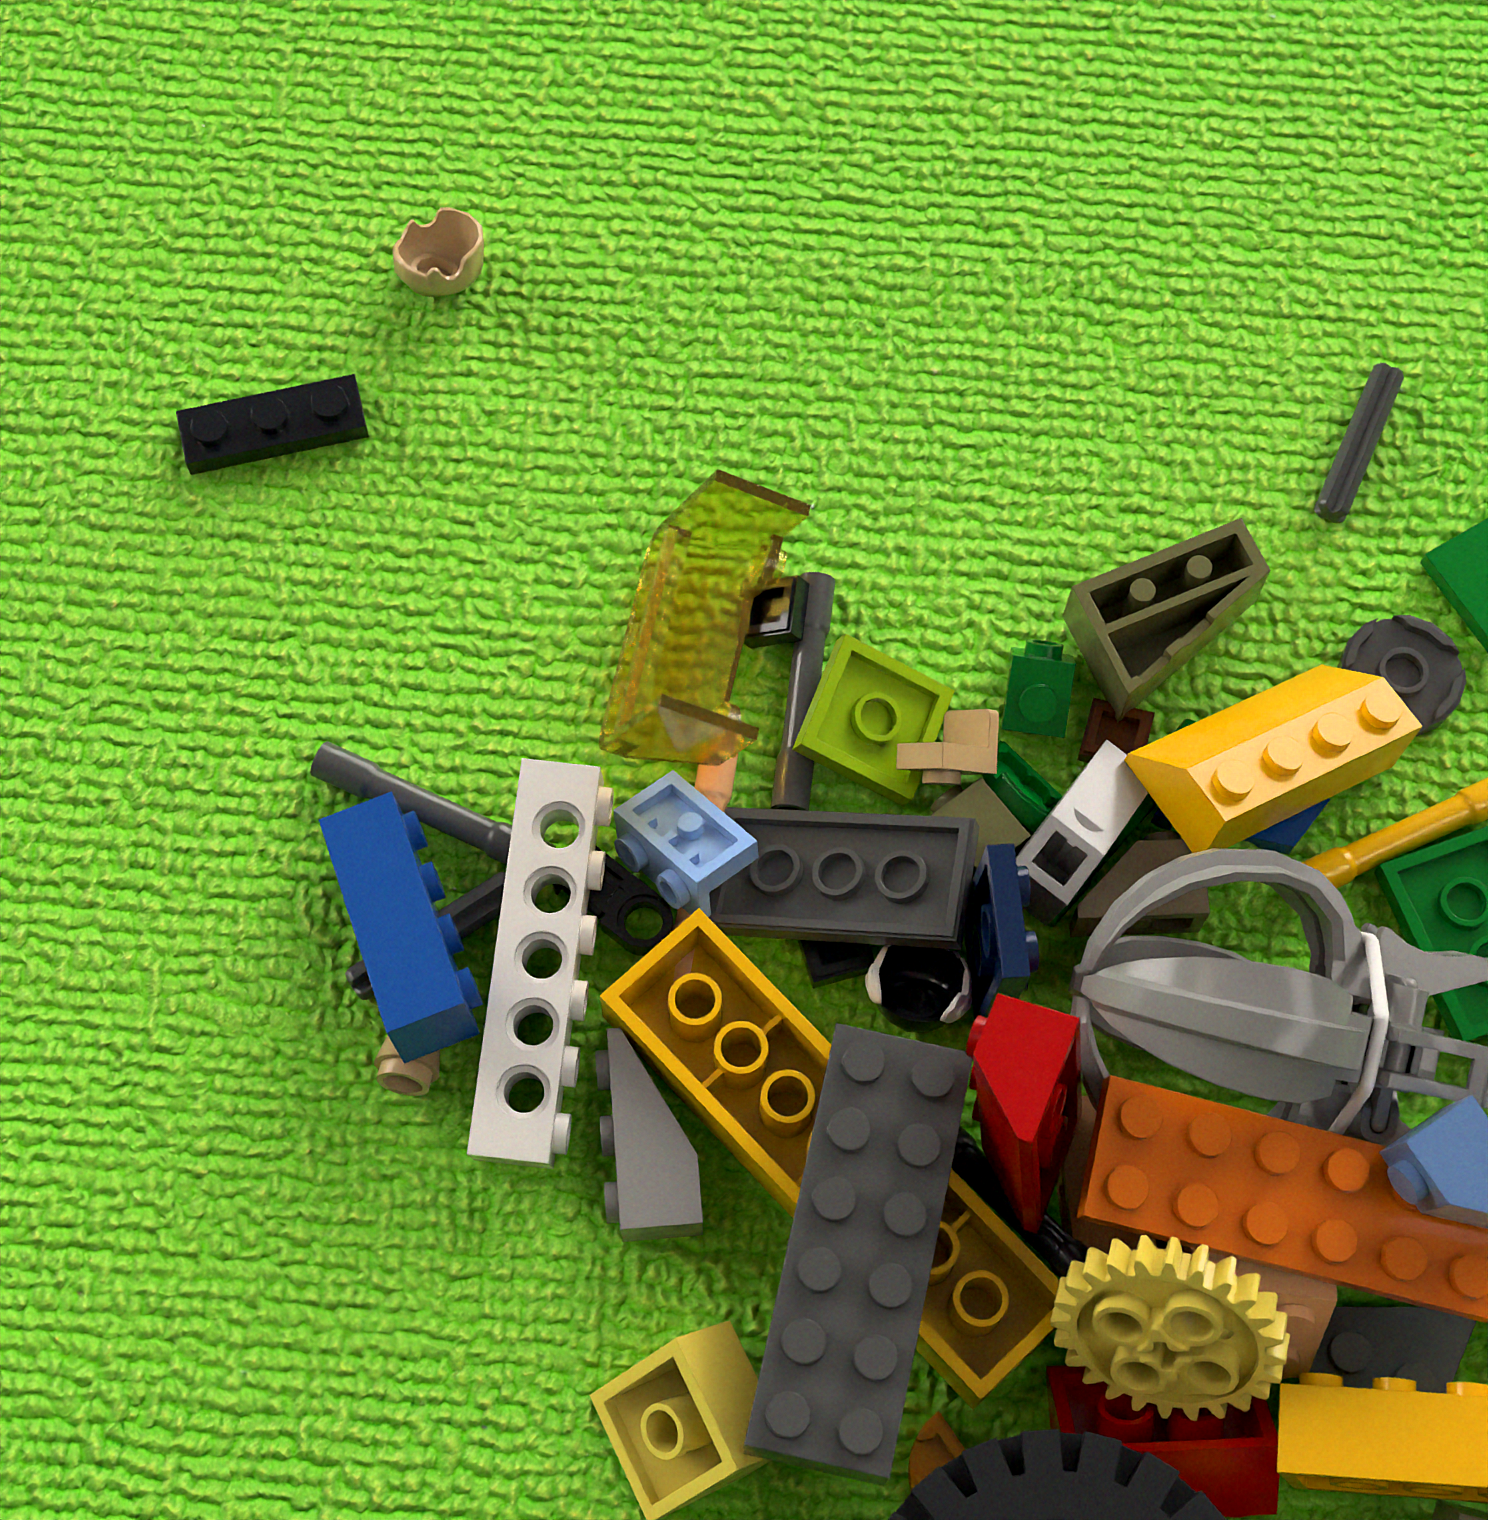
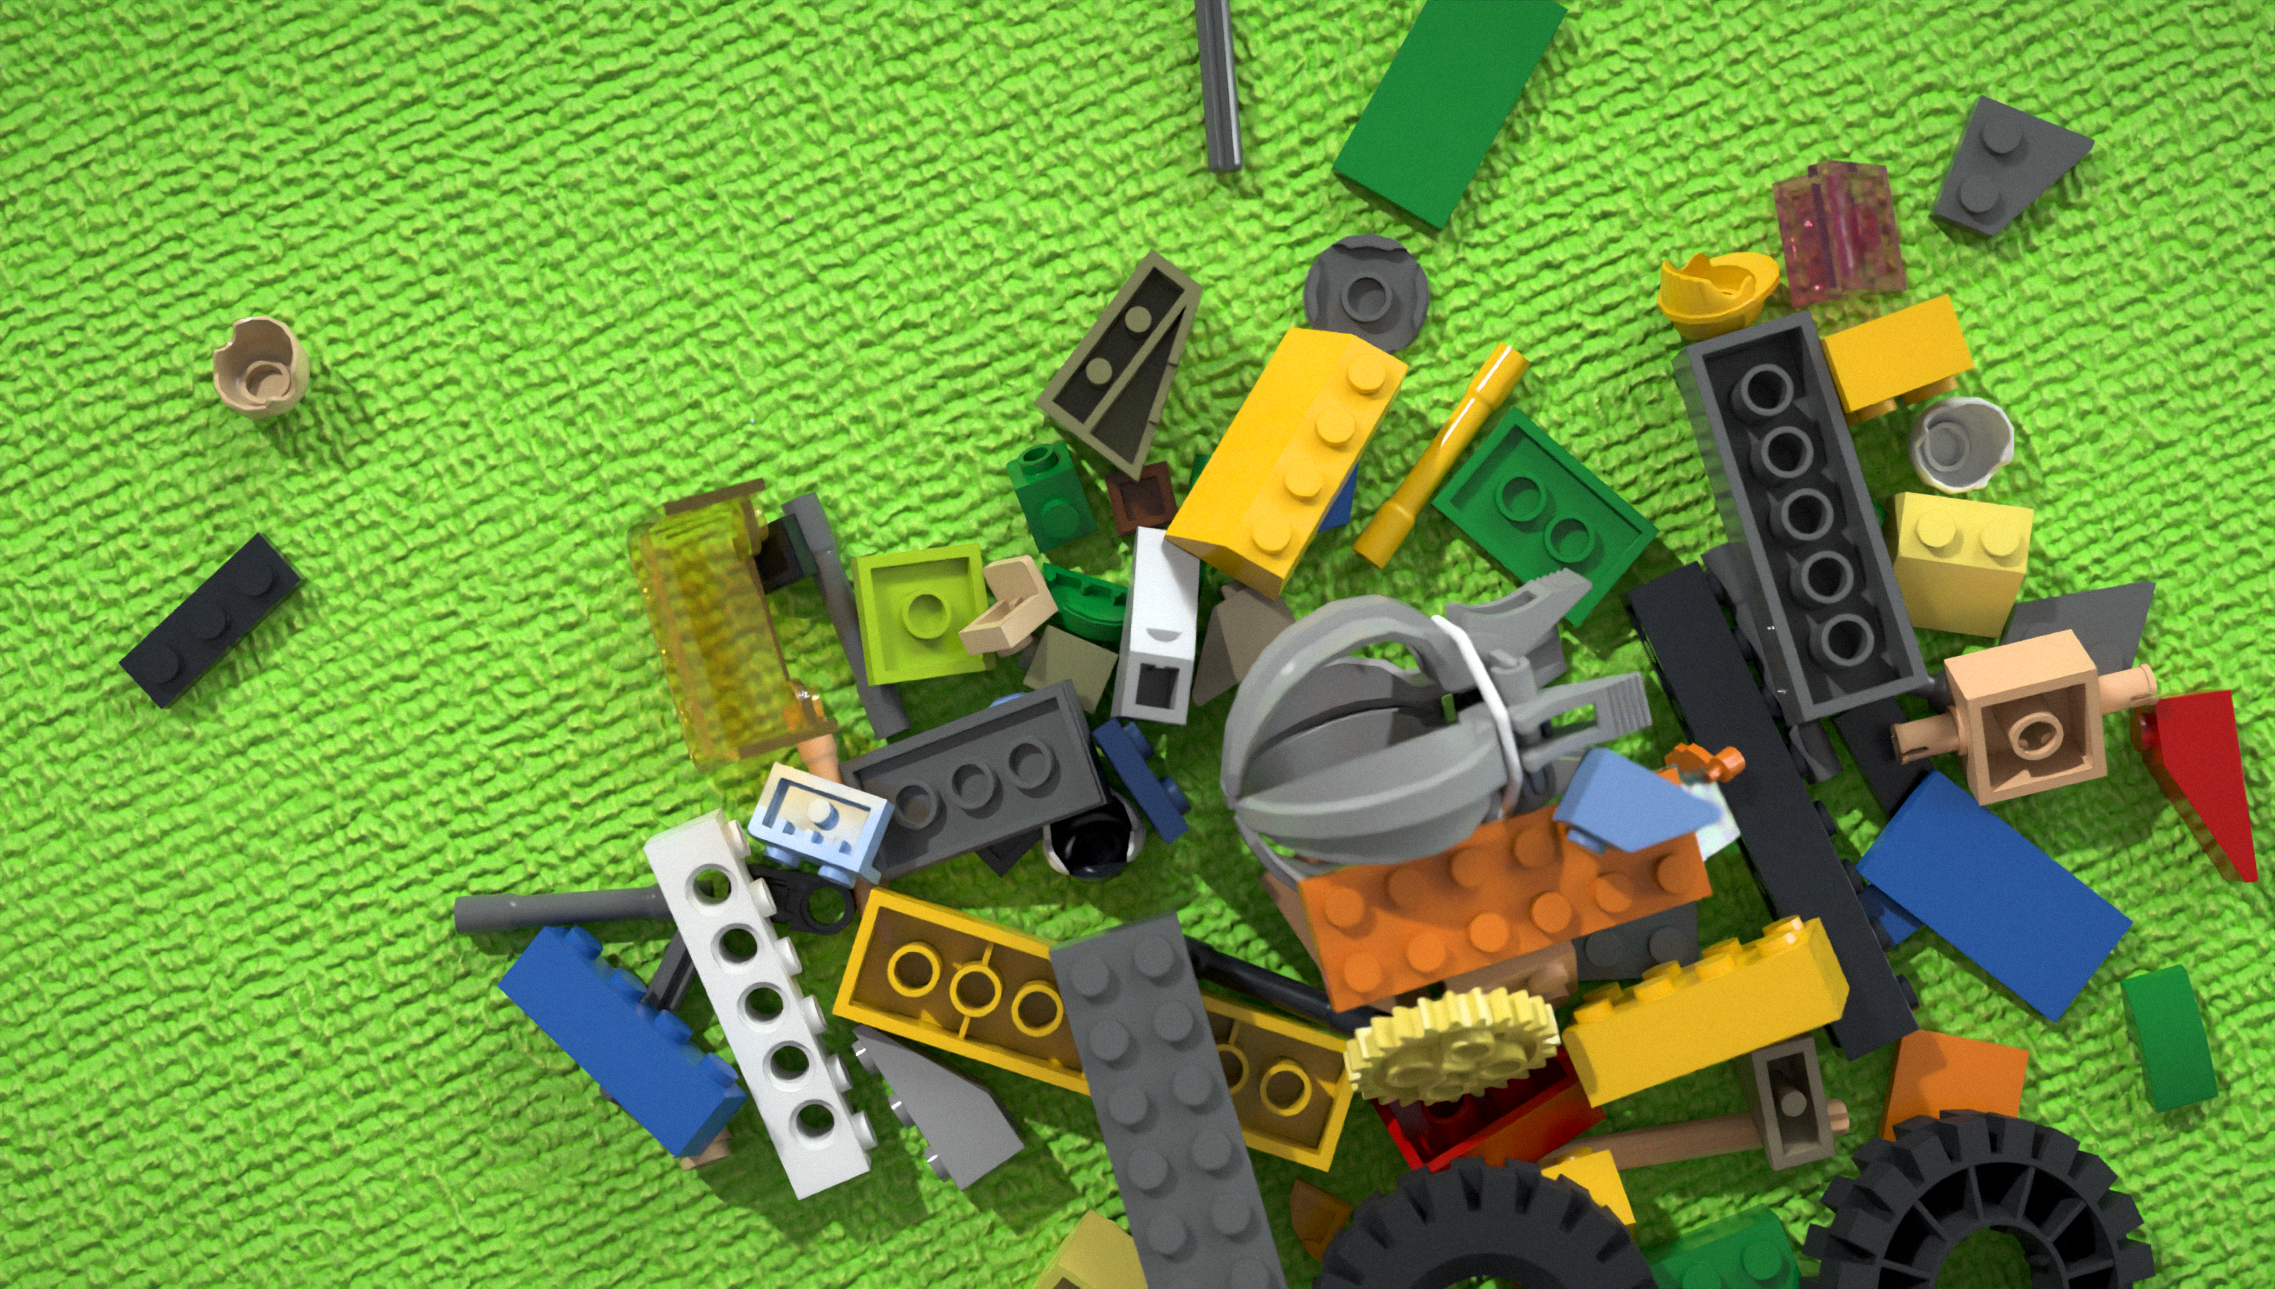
camera: 30 degrees left, 20 degrees up
(1026, 1098) = (1242, 932): red slope -> none

